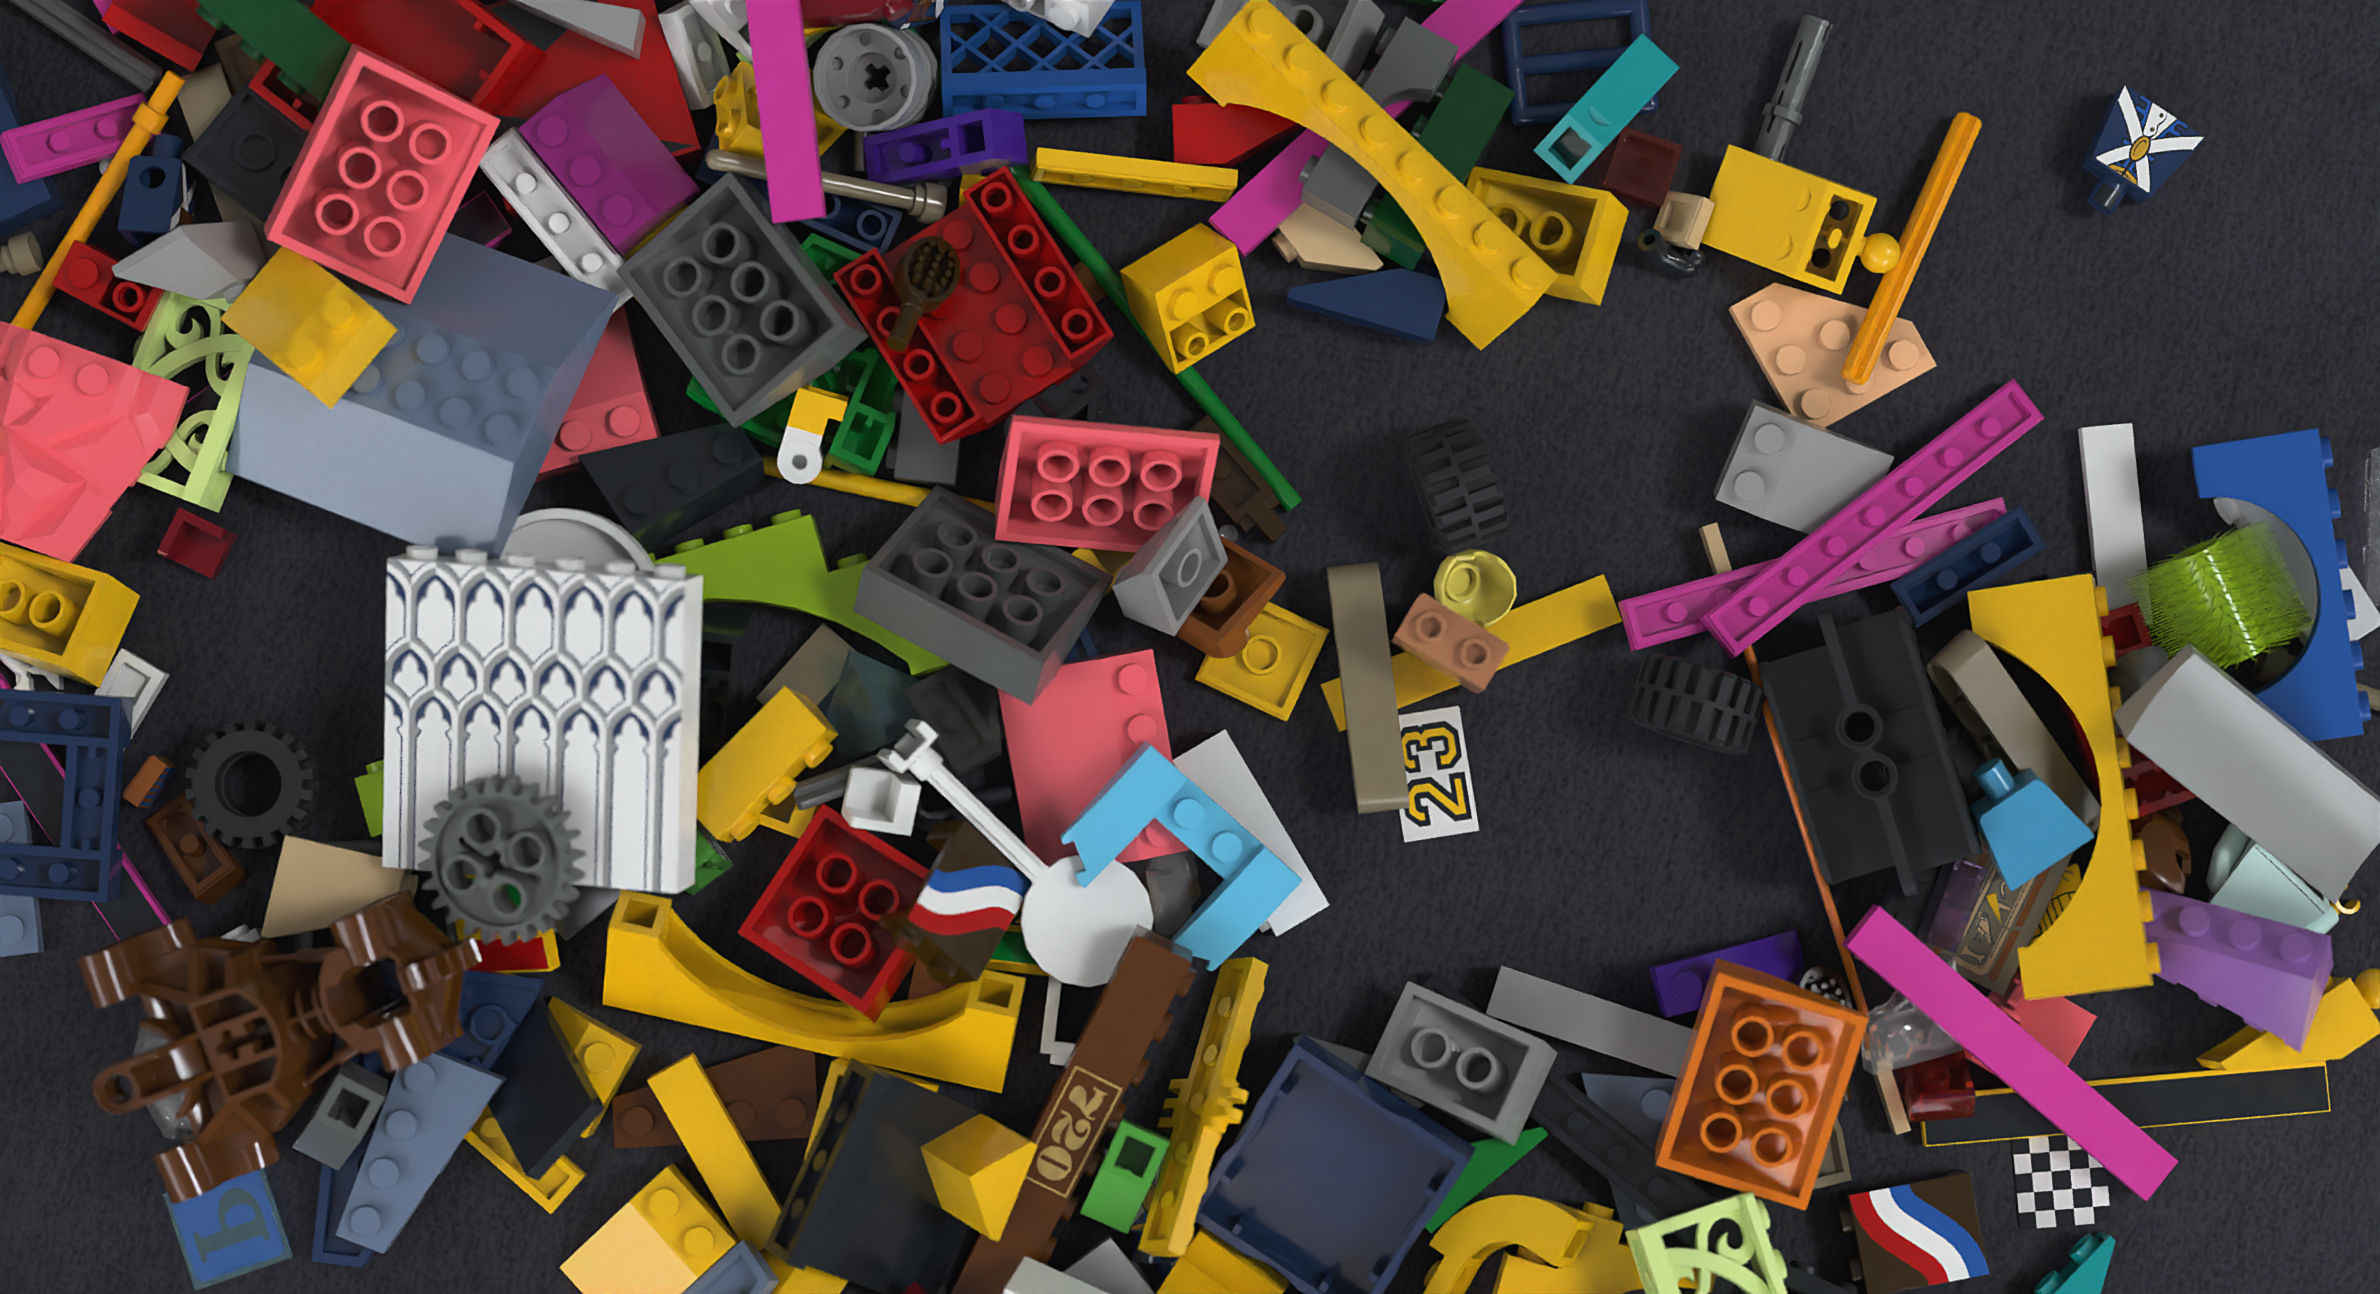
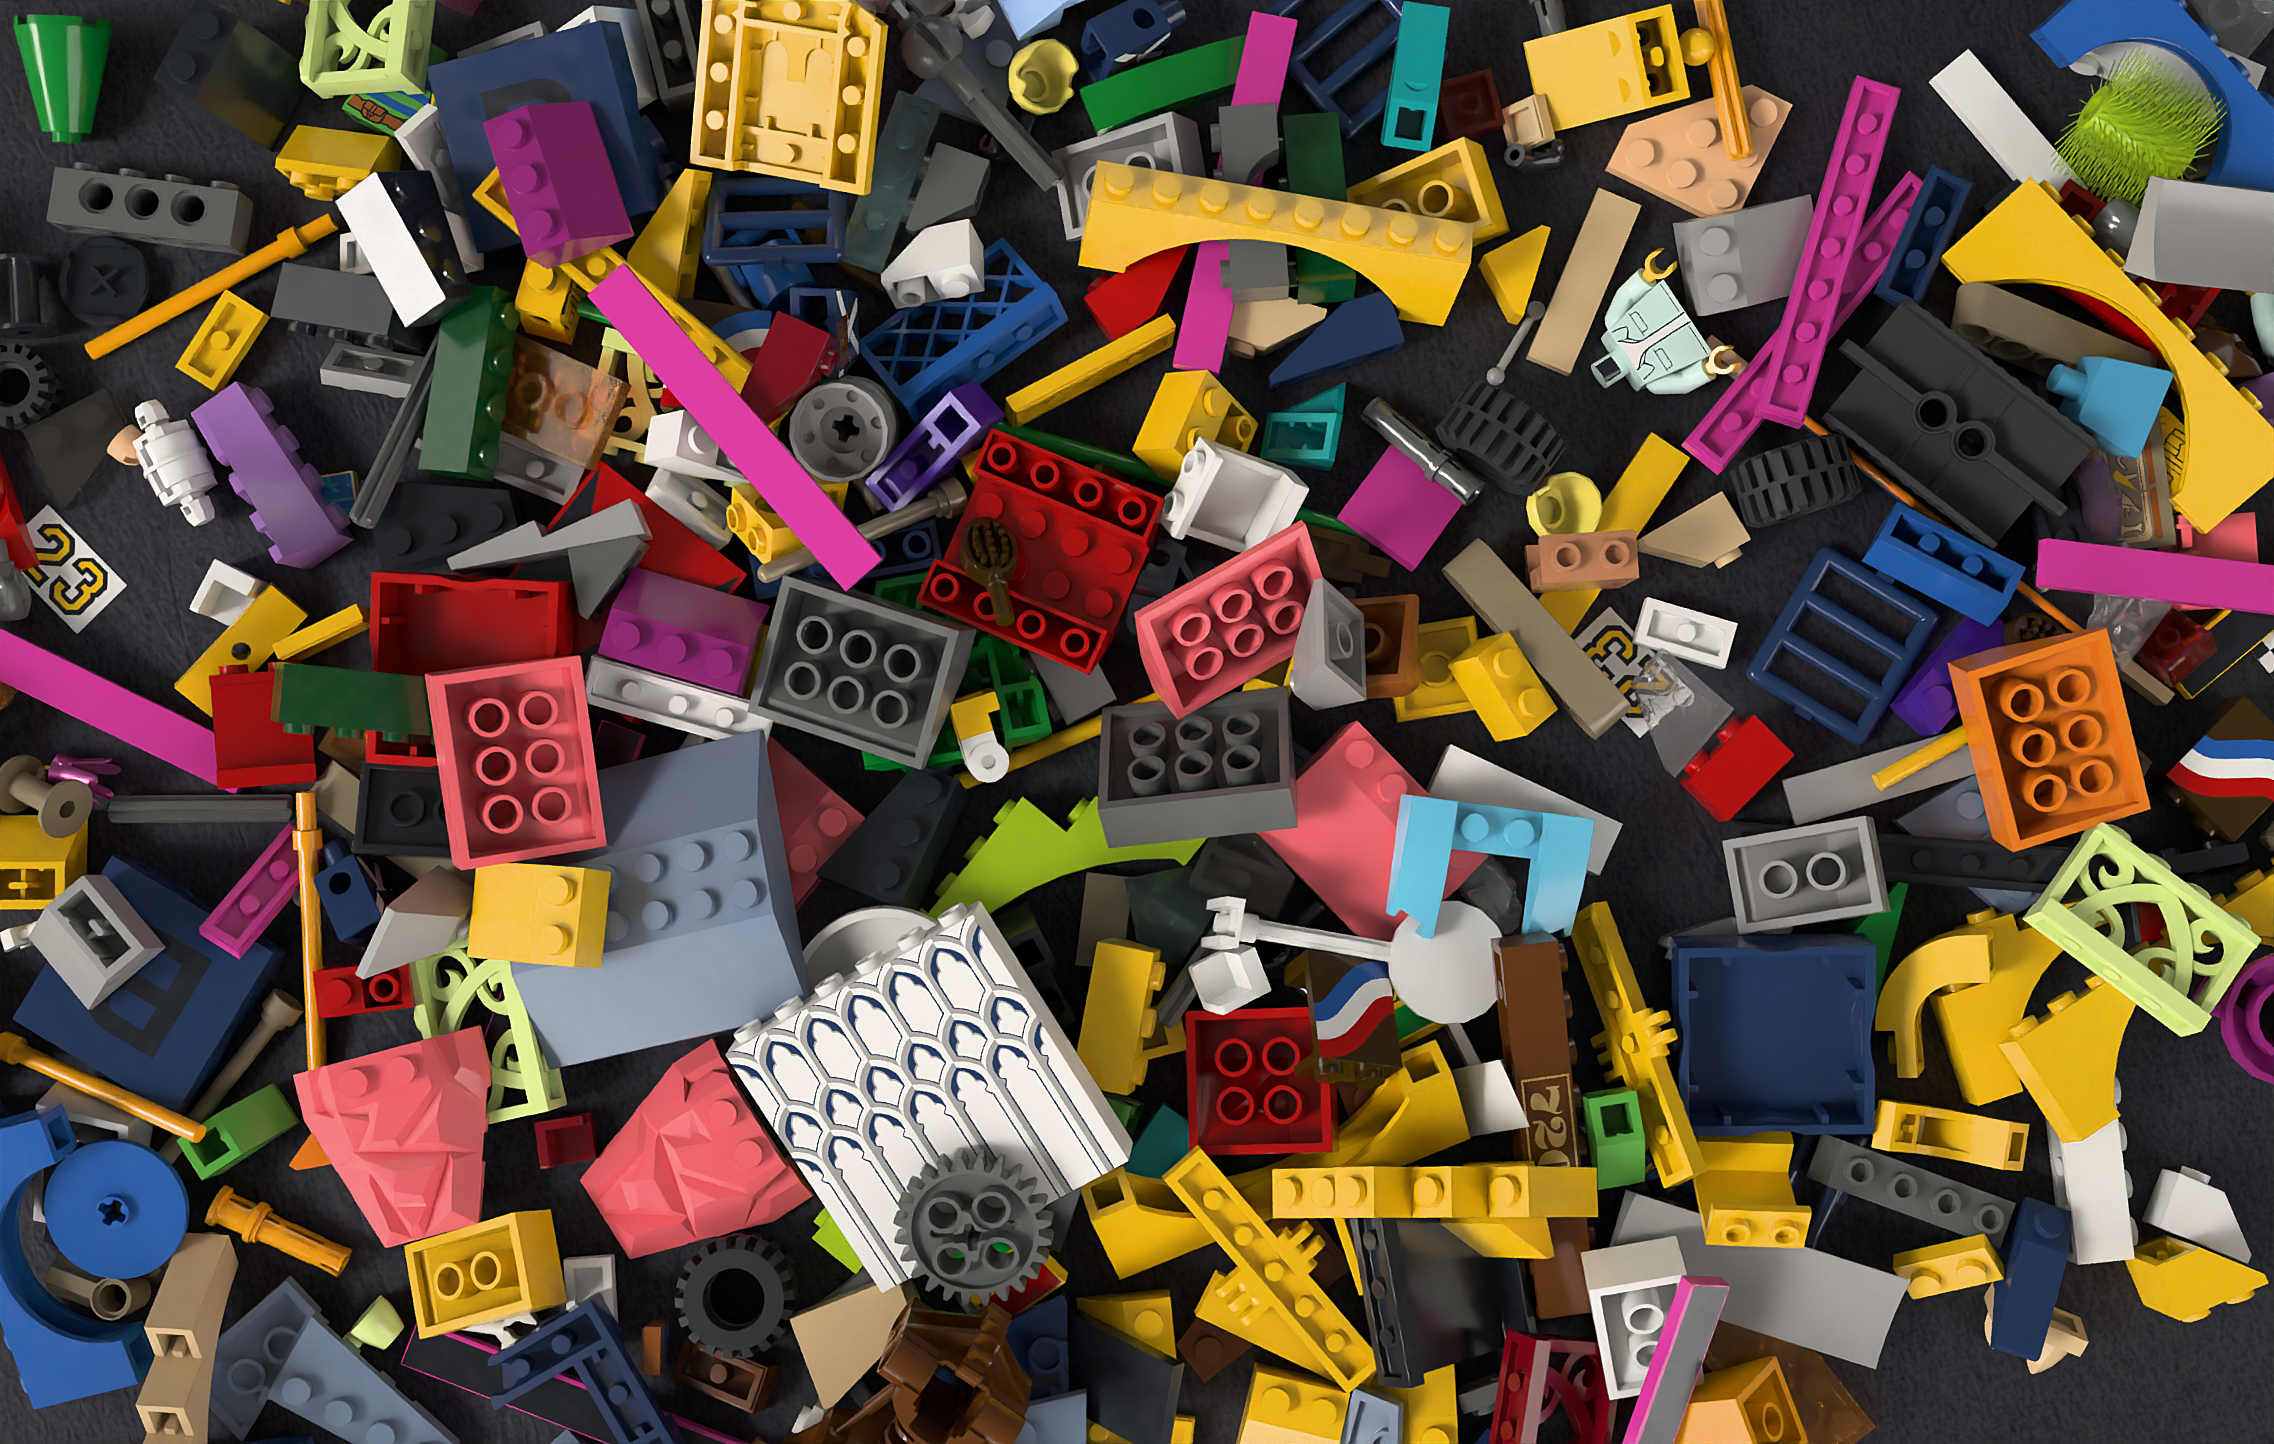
camera: 25 degrees left, 0 degrees up
(294, 641) = (692, 1162): none -> coral wedge
(572, 58) = (601, 572): none -> dark grey slope
(720, 912) = (1160, 1143): none -> teal slope
(740, 1082) = (1271, 1269): none -> yellow hinge
(931, 1109) = (1435, 1192): none -> yellow arch
(1036, 1064) = (1488, 1099): none -> white sticker
(1178, 373) = (1231, 497): none -> white panel
(1293, 360) = (1306, 432): none -> teal slope
(1306, 709) = (1502, 687): none -> yellow brick
(1330, 488) = (1399, 509): none -> dark pink tile
(1388, 468) = (1435, 461): none -> dark grey pin
(1453, 838) = (1677, 709): none -> clear wing
(1469, 925) = (1735, 767): none -> red brick
(1507, 775) = (1684, 633): none -> white plate
(1574, 394) = (1534, 312): none -> light grey hinge
(1579, 342) = (1513, 270): none -> yellow slope
(1580, 695) = (1699, 535): none -> tan slope
(1596, 839) = (1806, 597): none -> dark blue bar
(1636, 1030) = (1920, 759): none -> yellow bar
(1637, 397) = (1583, 282): none -> tan tile
(1663, 491) = (1655, 339): none -> light aqua torso
(1779, 870) = (1944, 564): none -> blue brick

